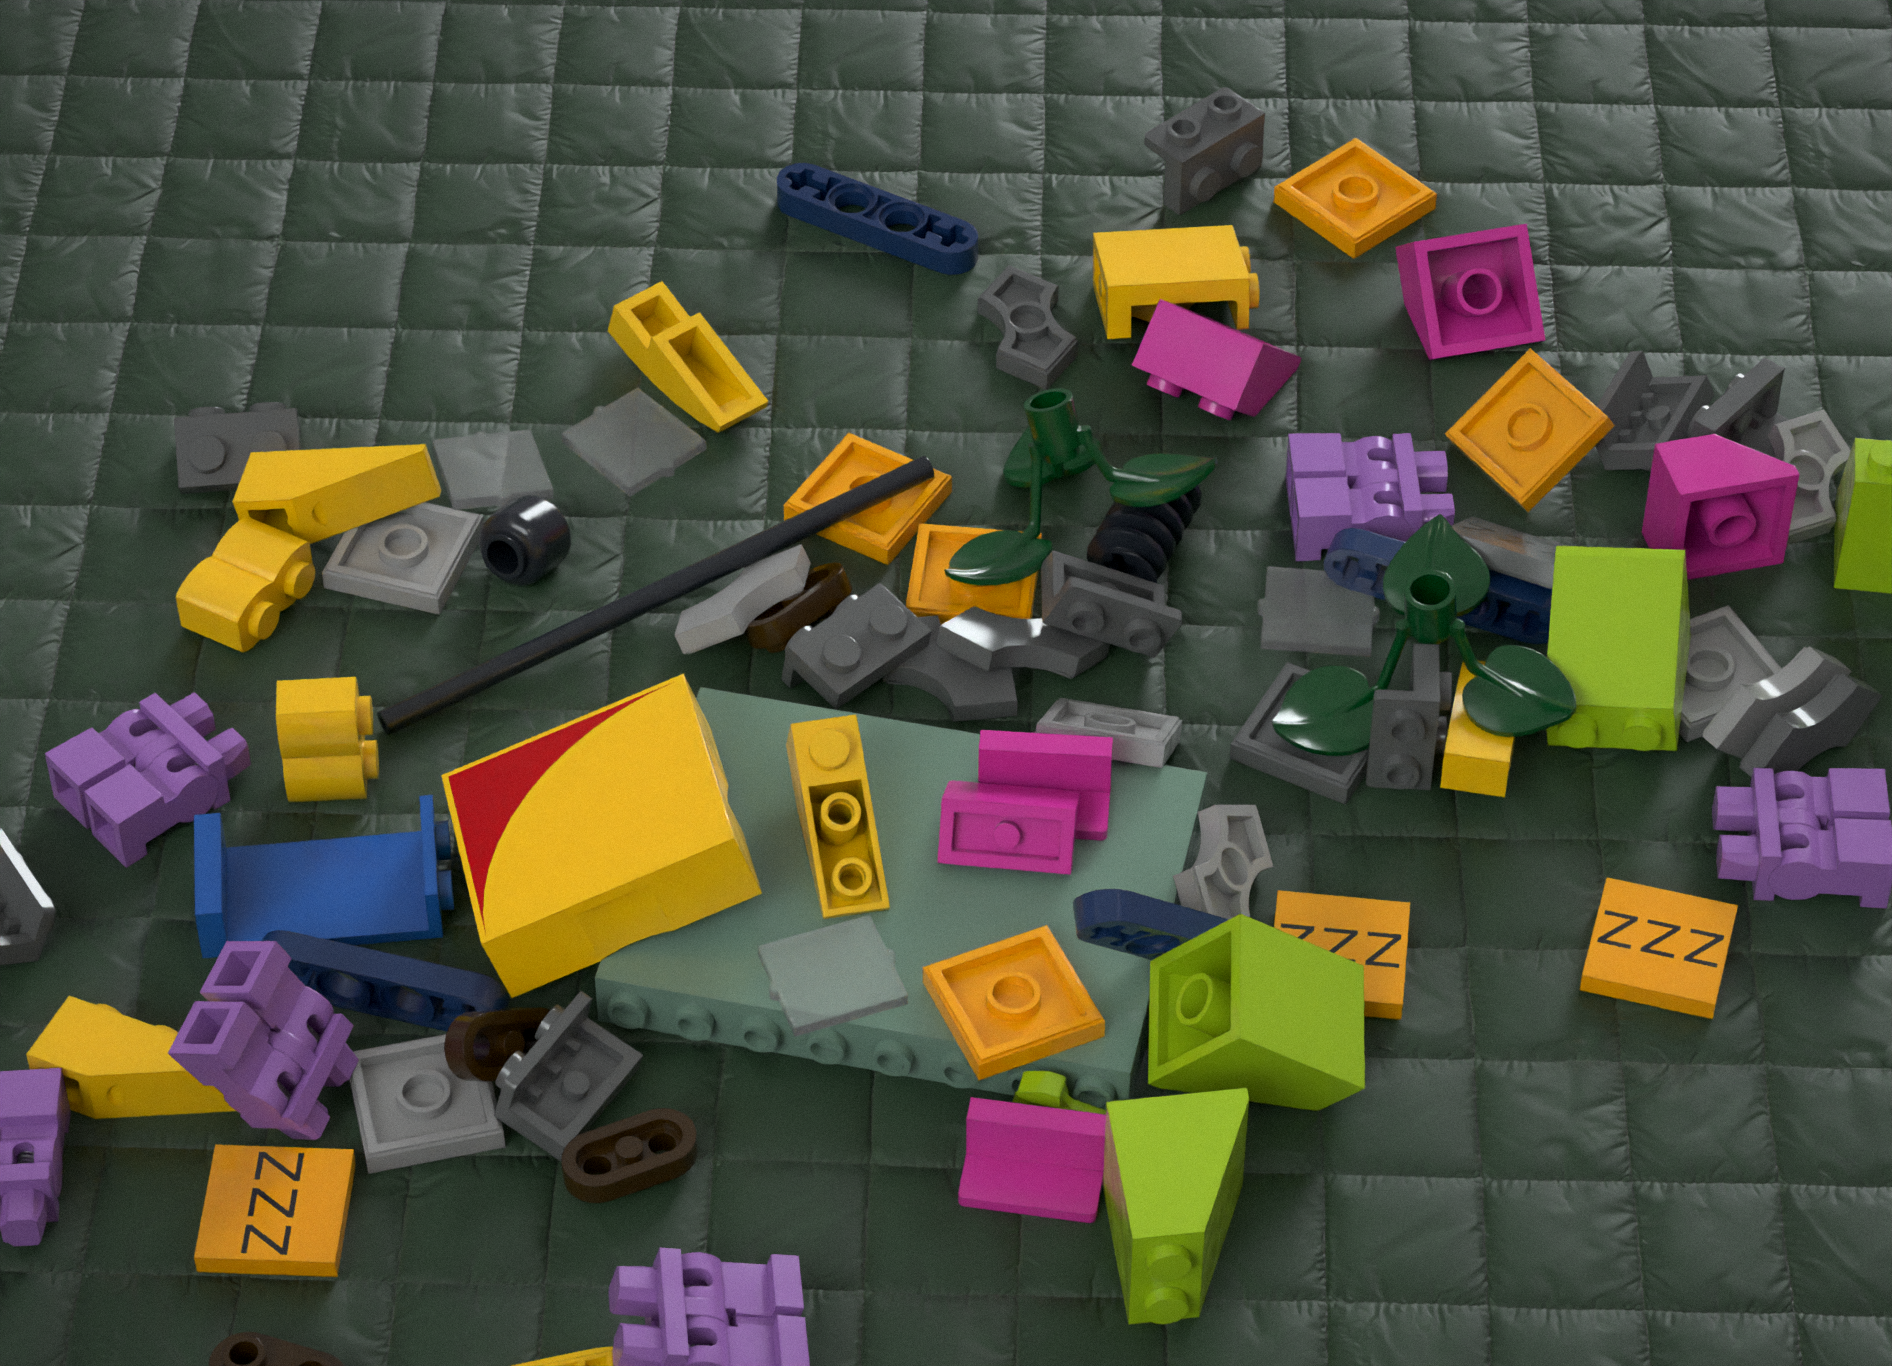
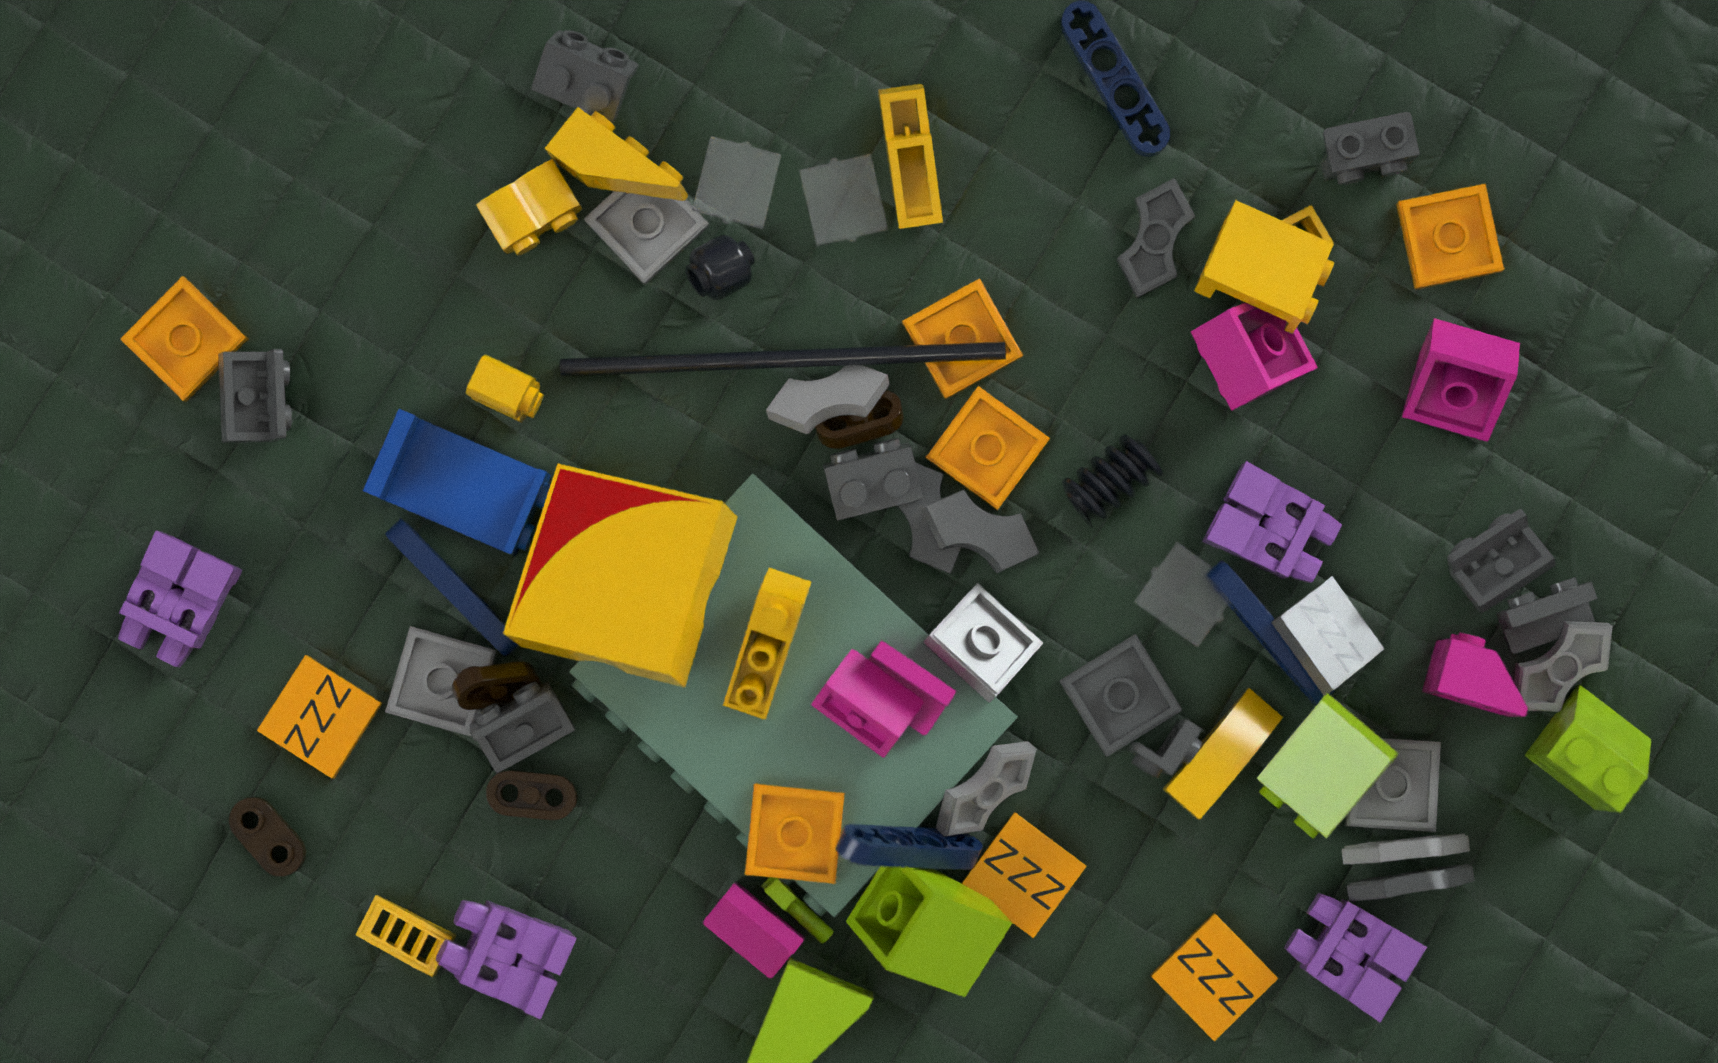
camera: 30 degrees right, 40 degrees up
(119, 1065) = (271, 563): yellow slope -> none
(146, 773) = (368, 324): medium lavender hips -> none
(265, 1040) = (347, 631): medium lavender hips -> none
(832, 975) = (704, 751): clear piece -> none
(1057, 448) = (1089, 375): dark green plant -> none
(1106, 604) = (1046, 534): dark grey bracket -> none
(1430, 584) = (1240, 770): dark green plant -> none
(1529, 430) = (1410, 534): light orange tile -> none

